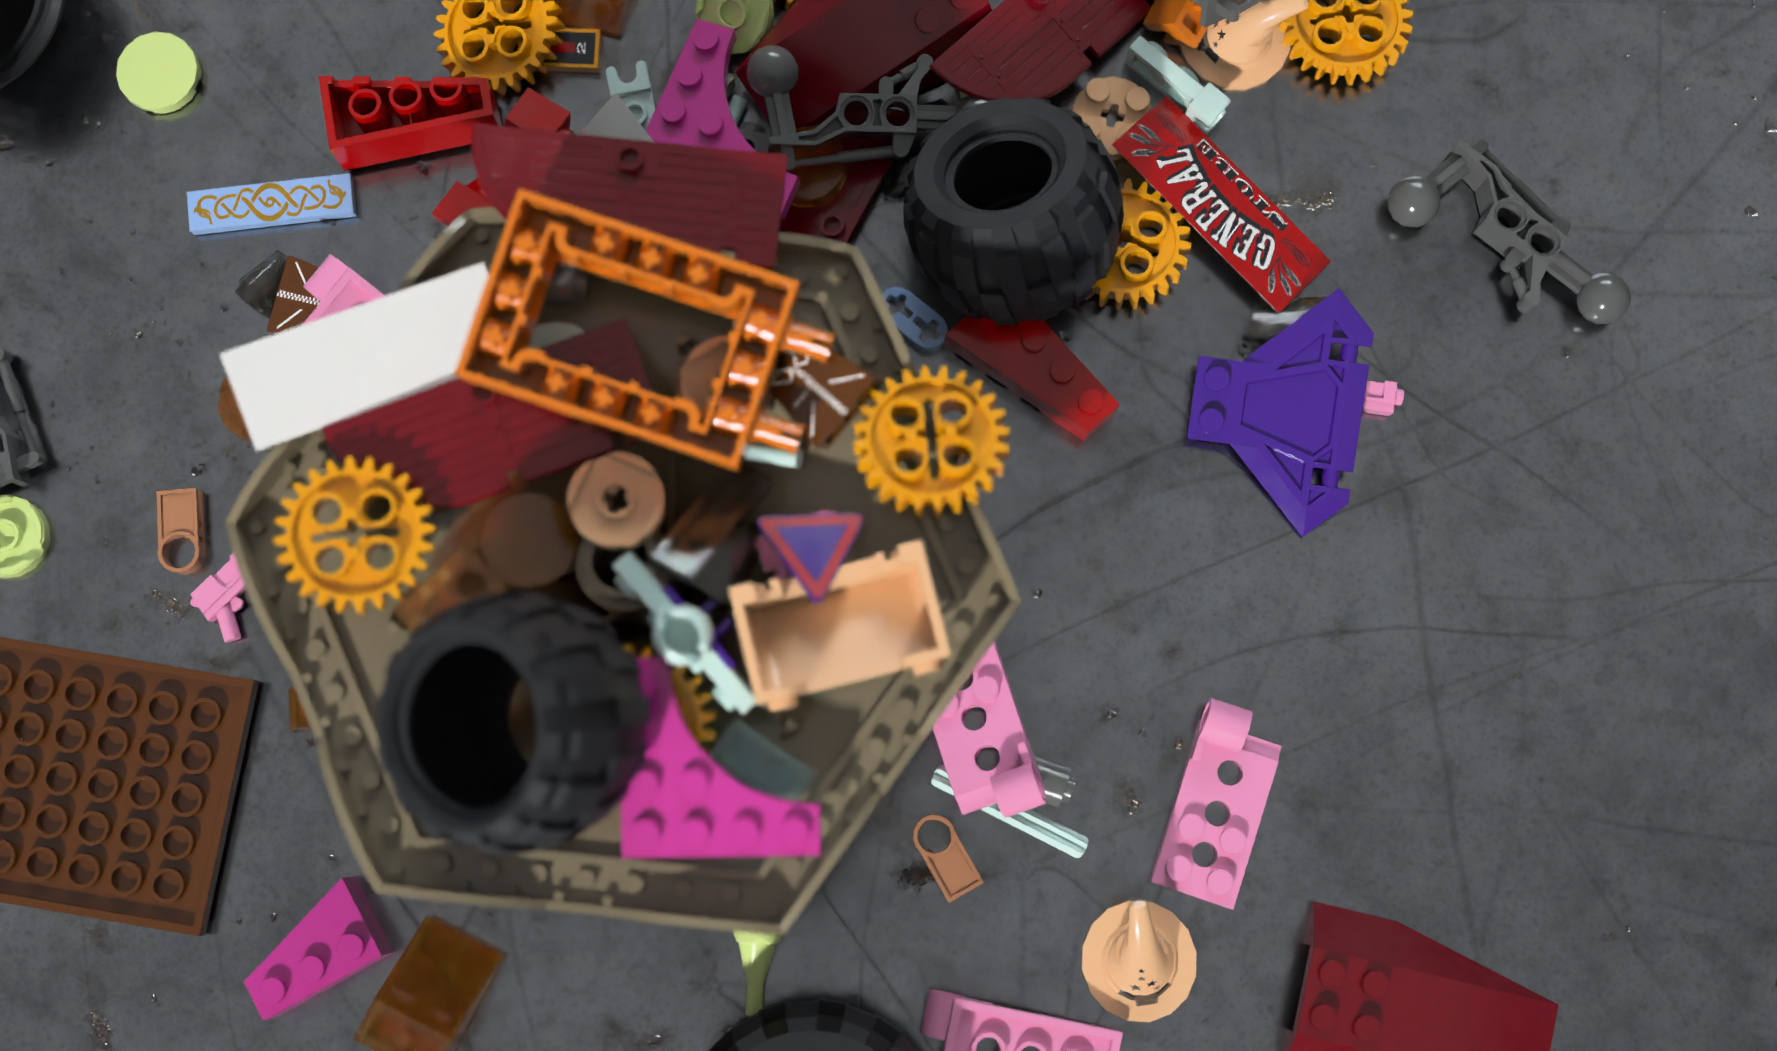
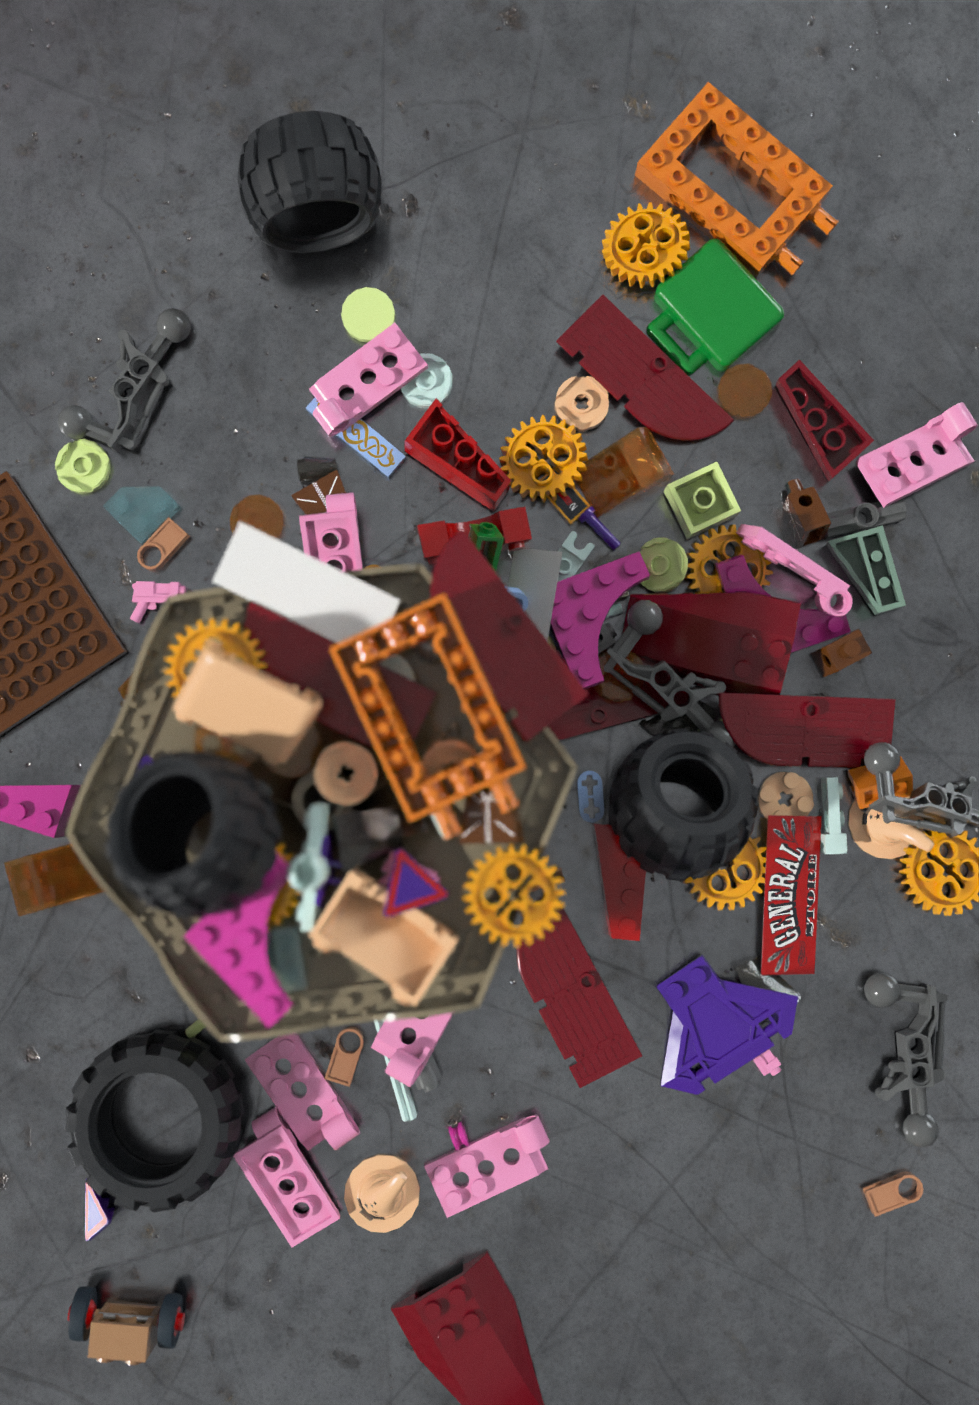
camera: 50 degrees right, 5 degrees up
(118, 515) = (141, 510): none -> clear light blue plate
(235, 197) = (338, 414): none -> bright pink hinge
(288, 79) = (430, 384): none -> light aqua tile
(426, 530) = (246, 704): none -> light nougat windscreen
(621, 42) = (599, 528): none -> dark purple piece
(1007, 934) = (336, 1123): none -> bright pink hinge
(1130, 542) = (577, 1001): none -> dark red door
(1153, 809) = (458, 1135): none -> dark pink bush
(1642, 403) = (885, 1196): none -> nougat piece

